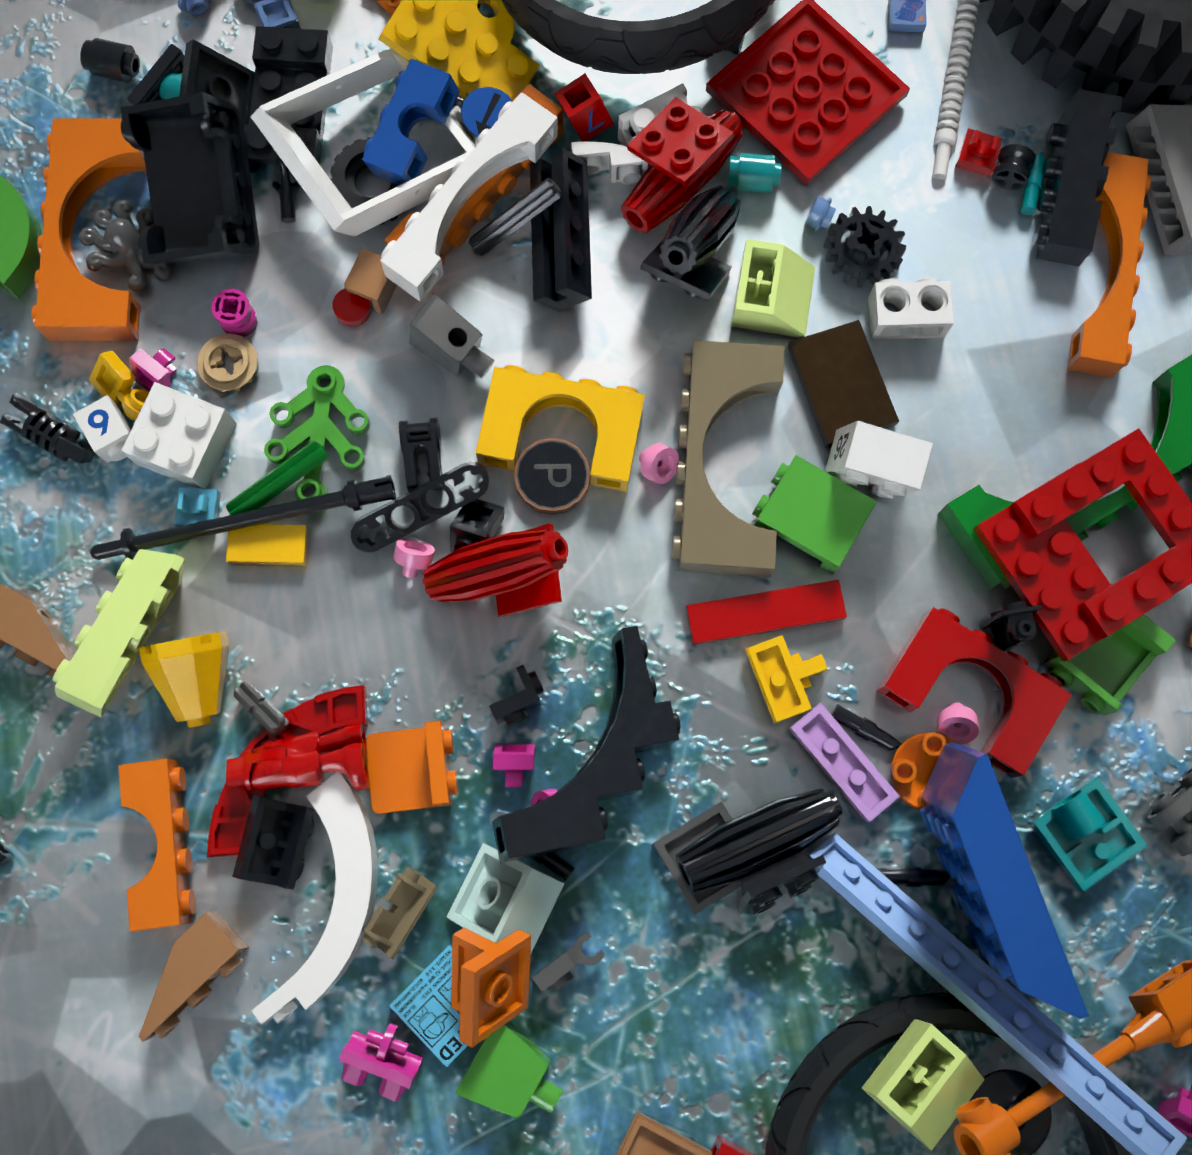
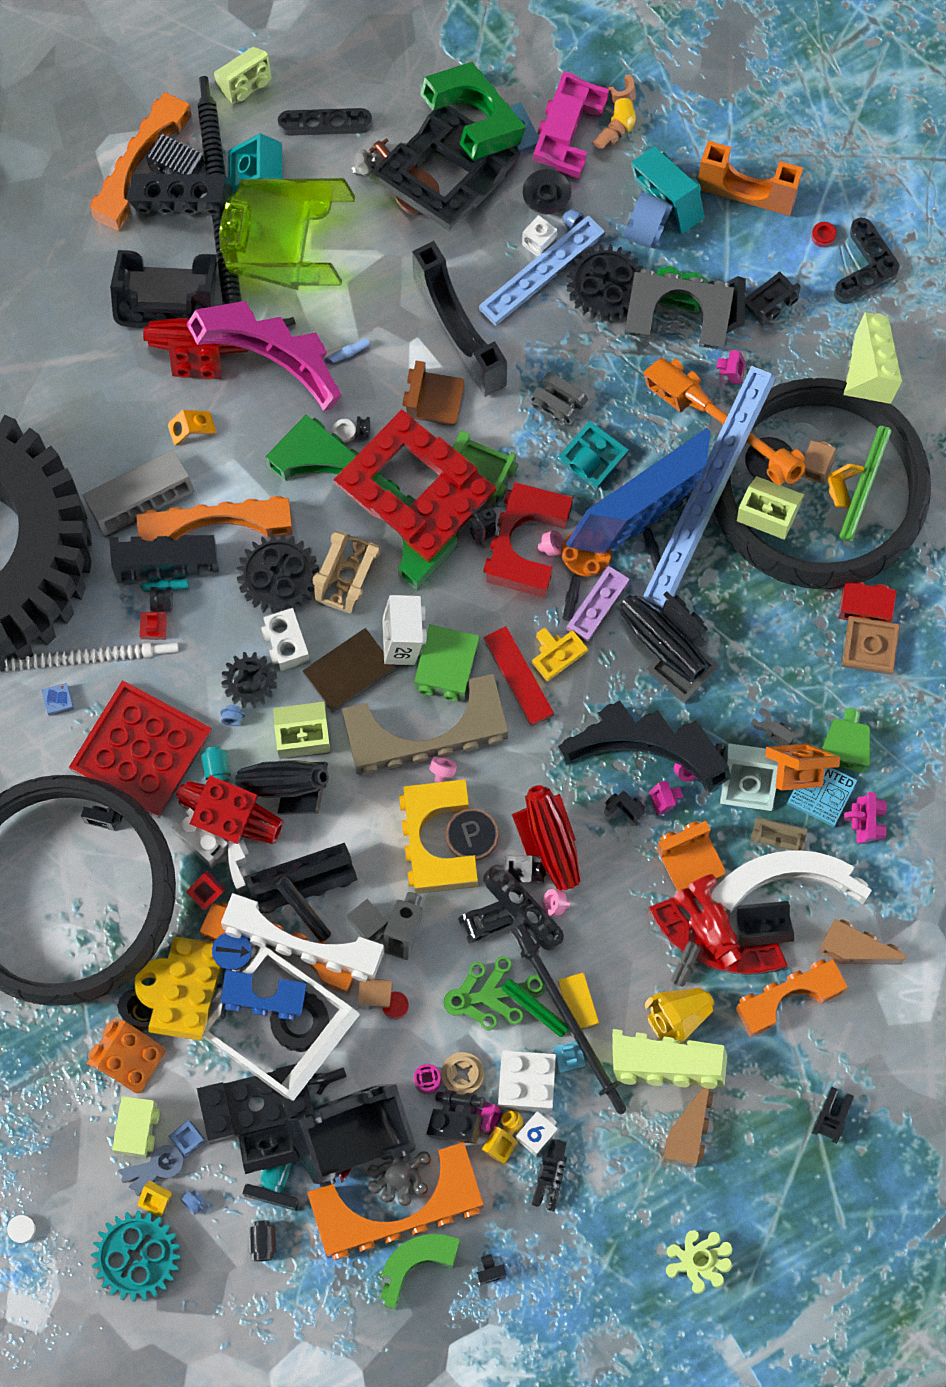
camera: 105 degrees left, 5 degrees down
(158, 325) = (453, 1125): none -> black plate
(475, 298) = (368, 921): none -> dark grey brick
(1003, 400) = (335, 563): none -> tan piece
(1029, 302) = (256, 567): none -> black gear

